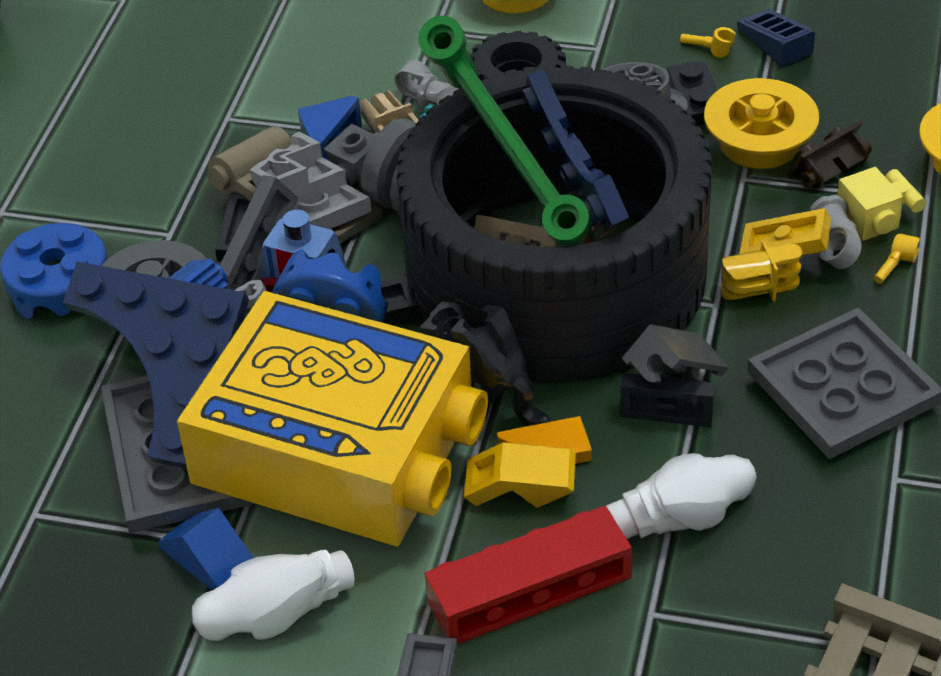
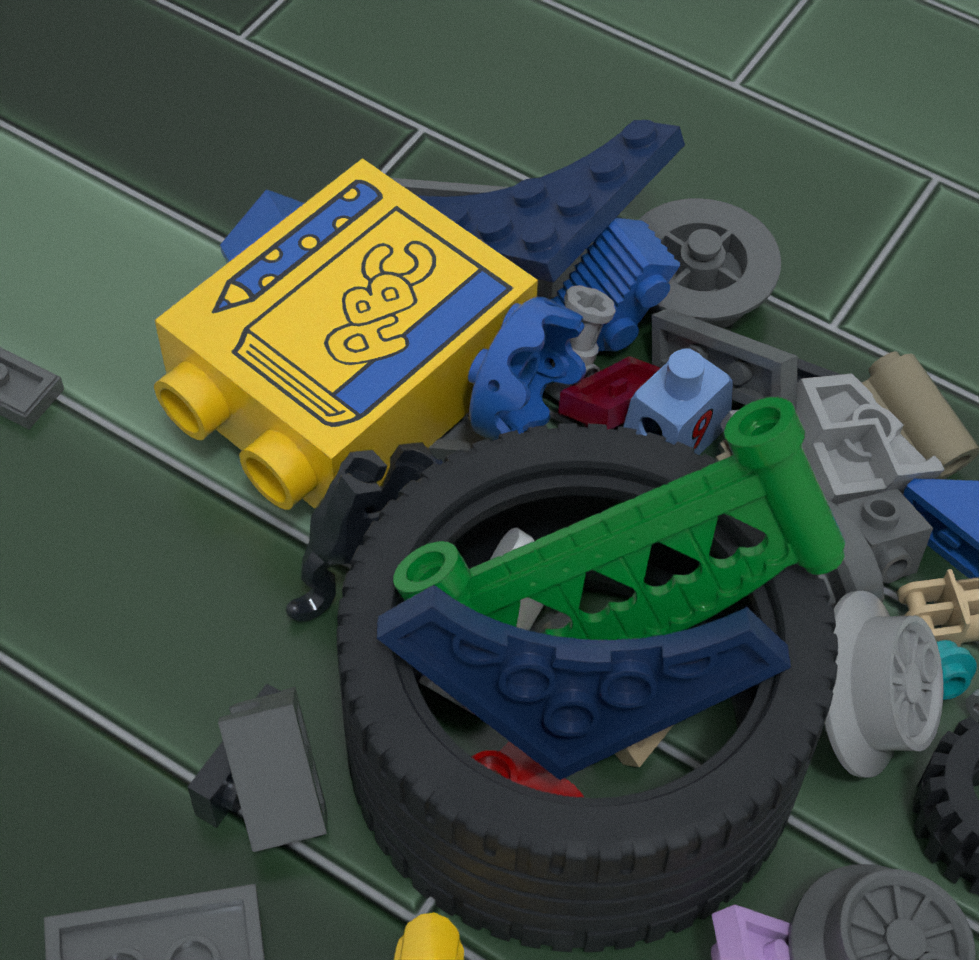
camera: 105 degrees right, 10 degrees up
(32, 281) = (793, 213): blue plate -> none
(271, 594) = (168, 259): white animal -> none
(528, 574) = (58, 508): red brick -> none
(531, 471) = (204, 546): yellow slope -> none
(562, 433) = (255, 607): light orange tile -> none
(684, 495) = (65, 699): white animal -> none

